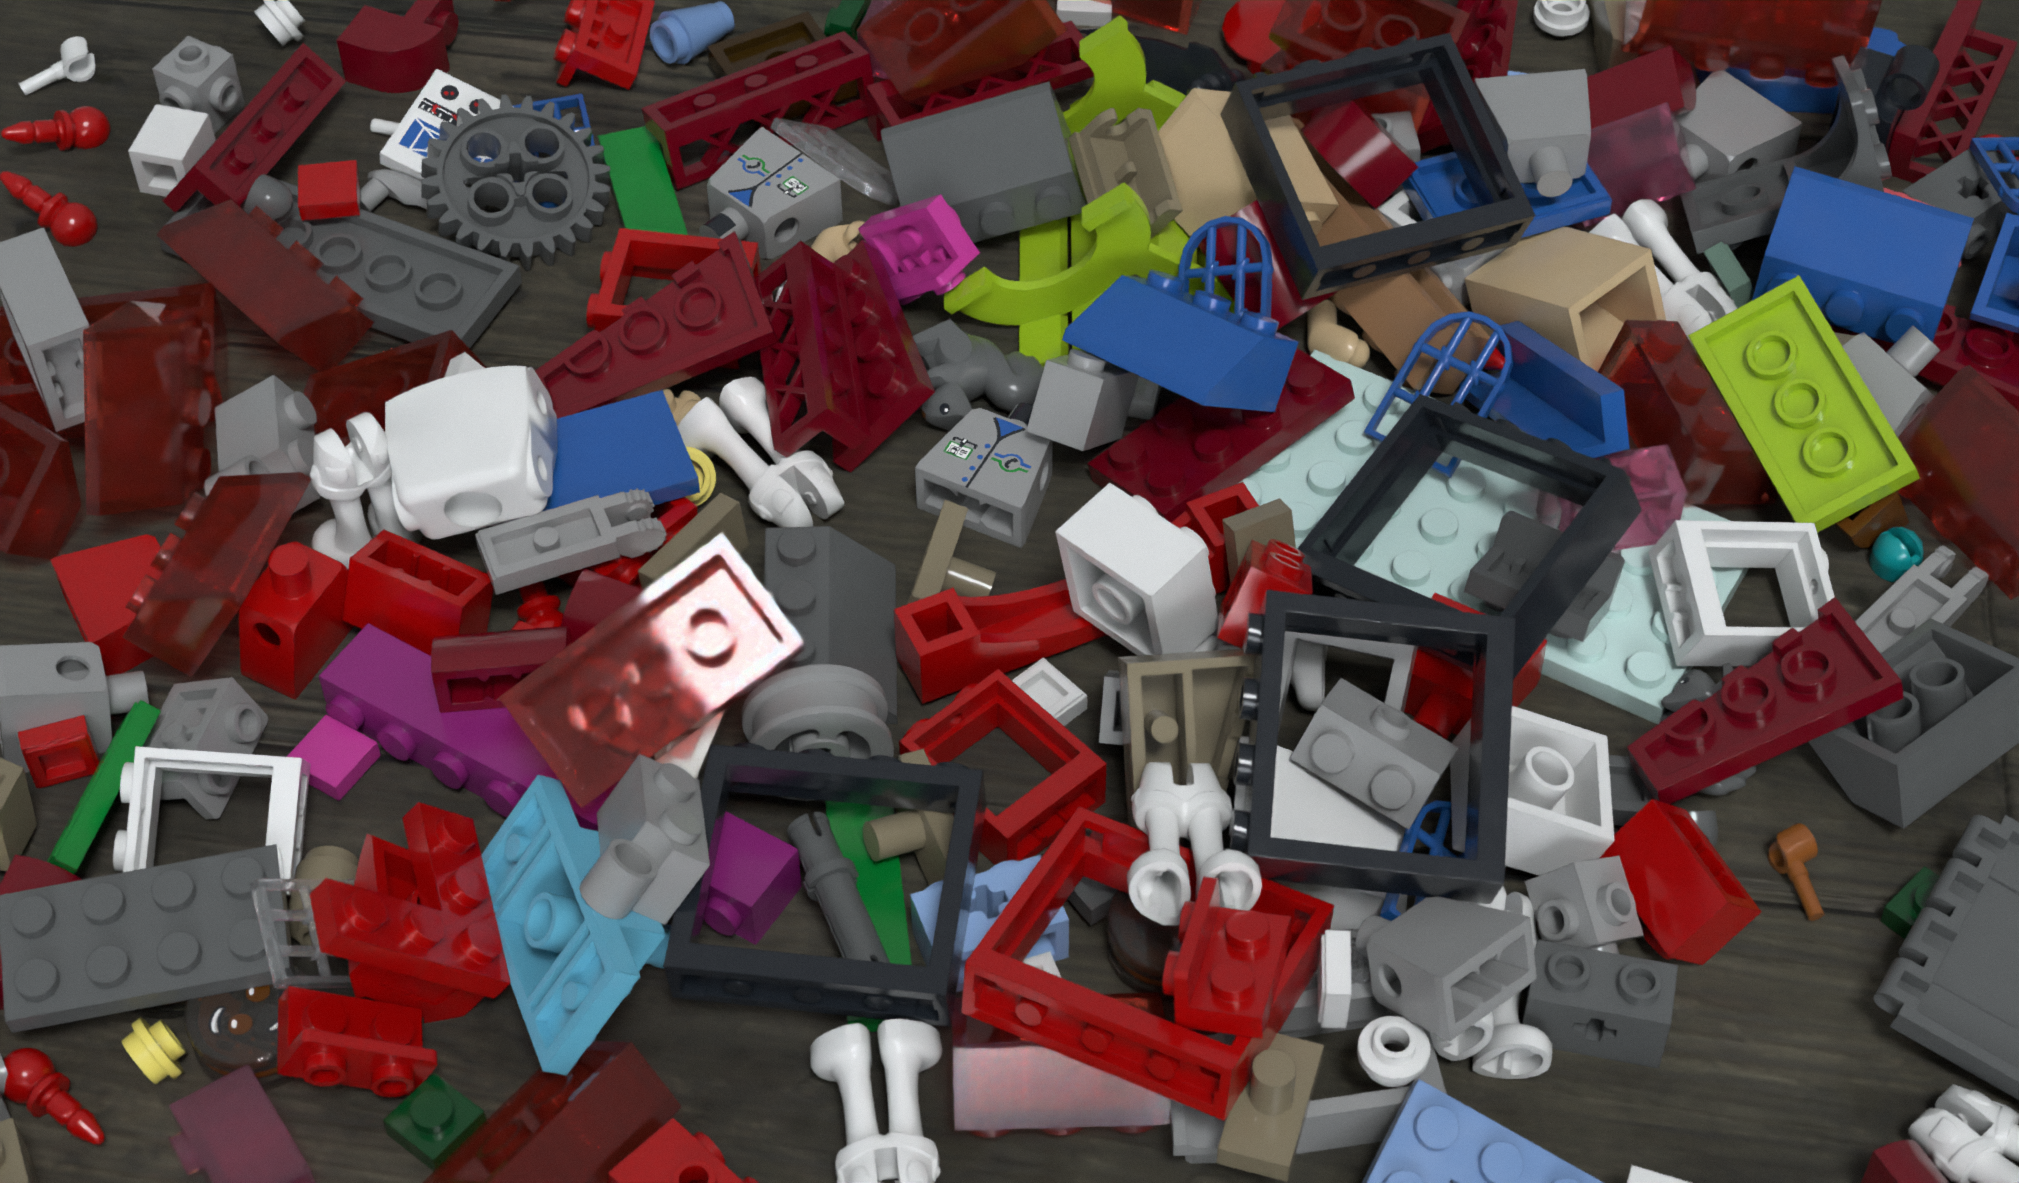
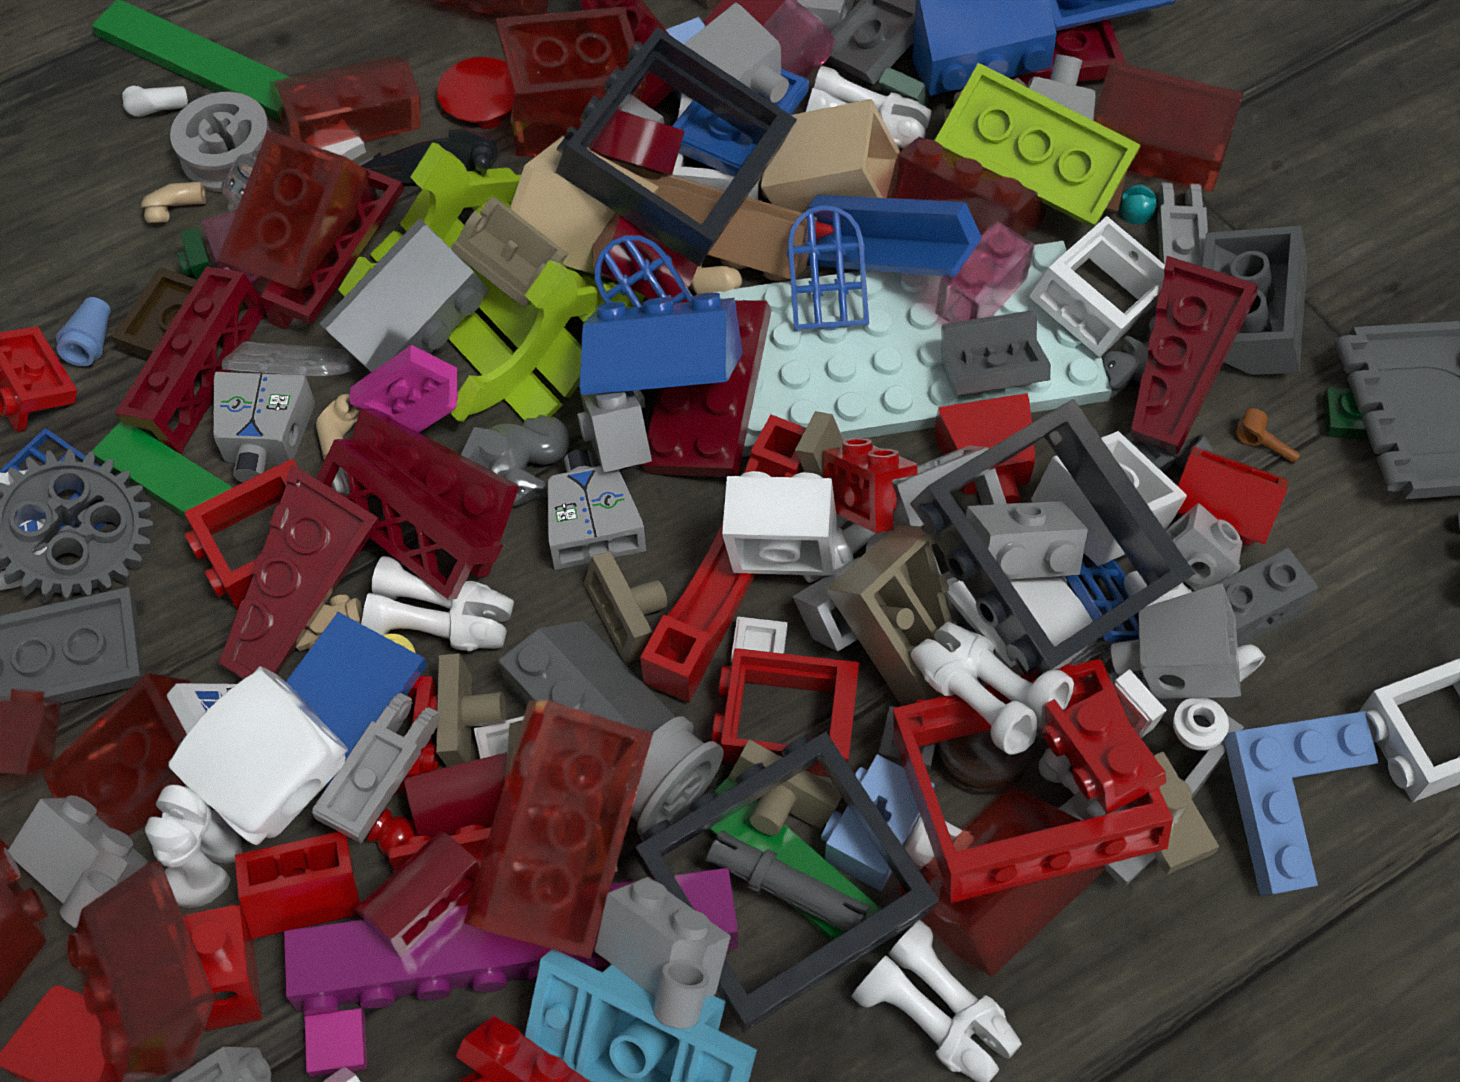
camera: 40 degrees left, 10 degrees up
(1498, 446) = (918, 287): black window -> none

